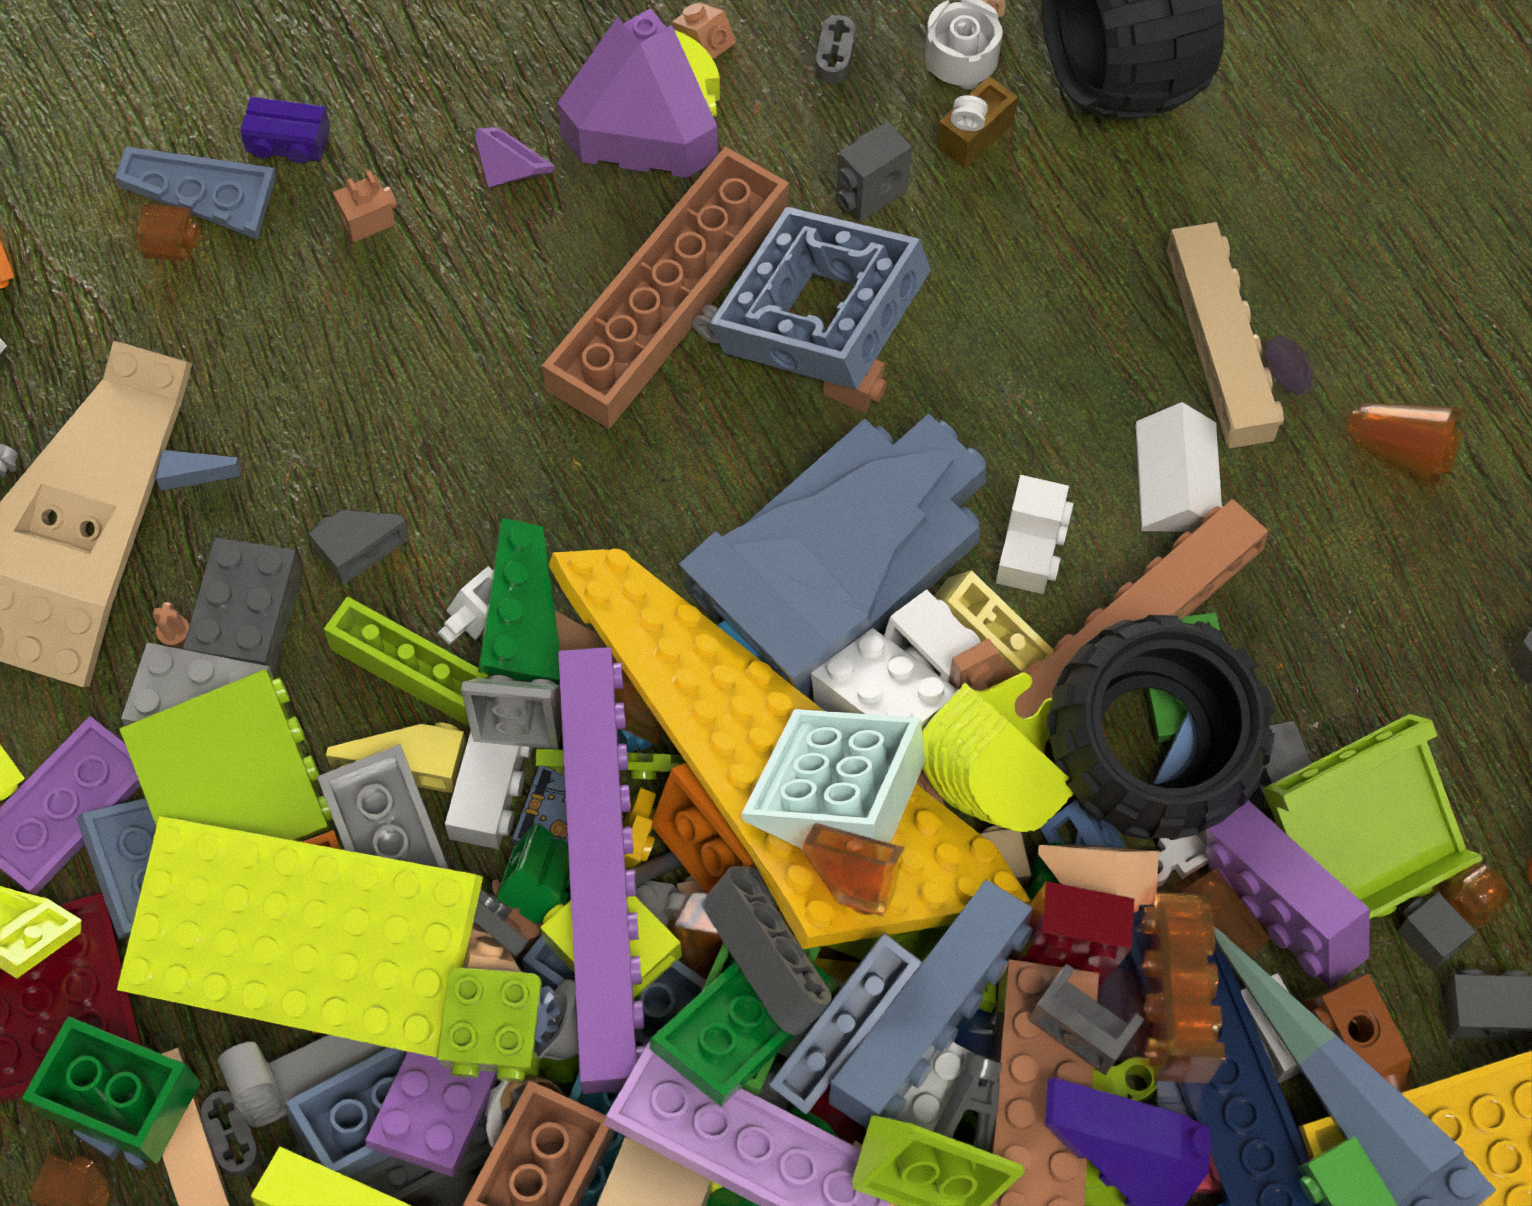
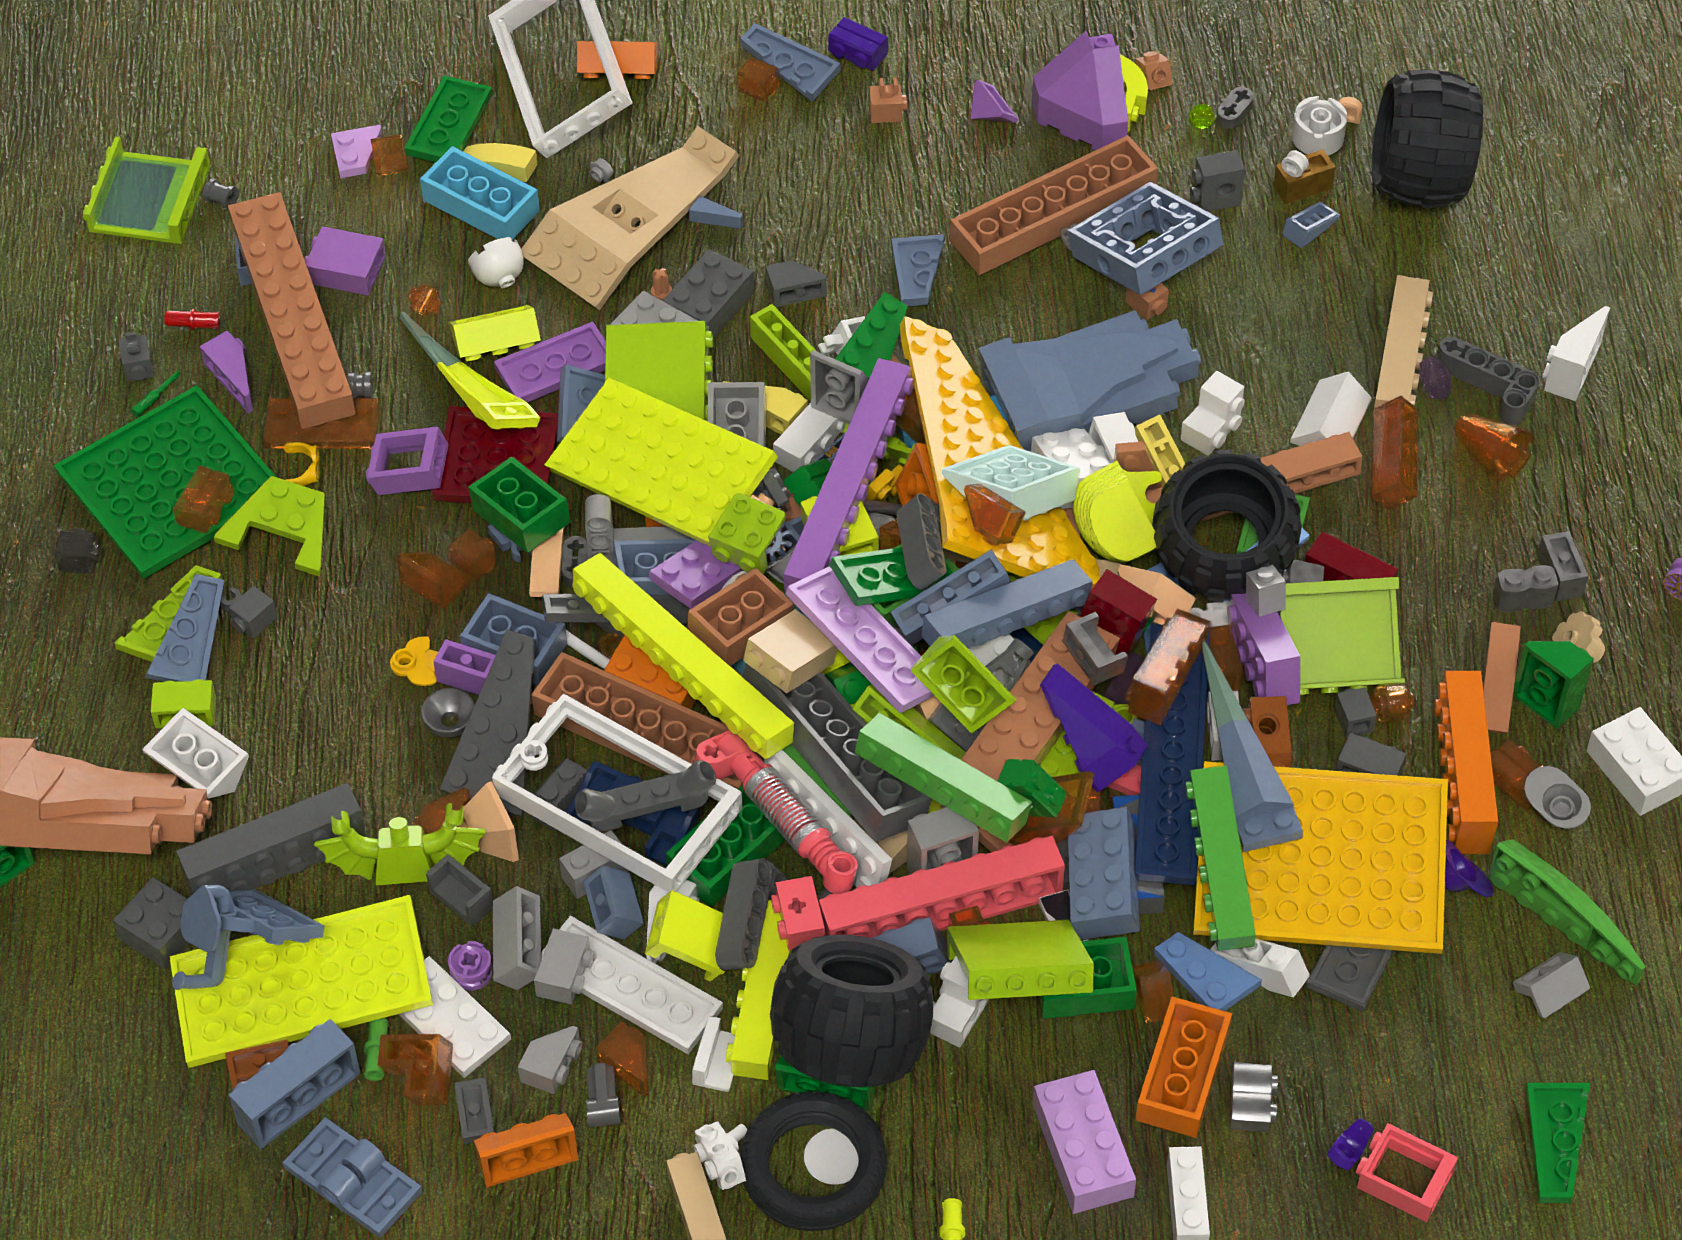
camera: 25 degrees right, 10 degrees down
(518, 450) = (916, 266): none -> sand blue wing
(798, 70) = (1201, 116): none -> clear neon green plate
(1013, 190) = (1307, 225): none -> sand blue slope
(1266, 815) = (1265, 590): none -> light grey brick
(1295, 501) = (1395, 452): none -> clear orange brick
(1305, 321) = (1493, 374): none -> dark grey beam
(1326, 703) = (1346, 561): none -> dark red brick
(1460, 271) = (1574, 356): none -> white slope

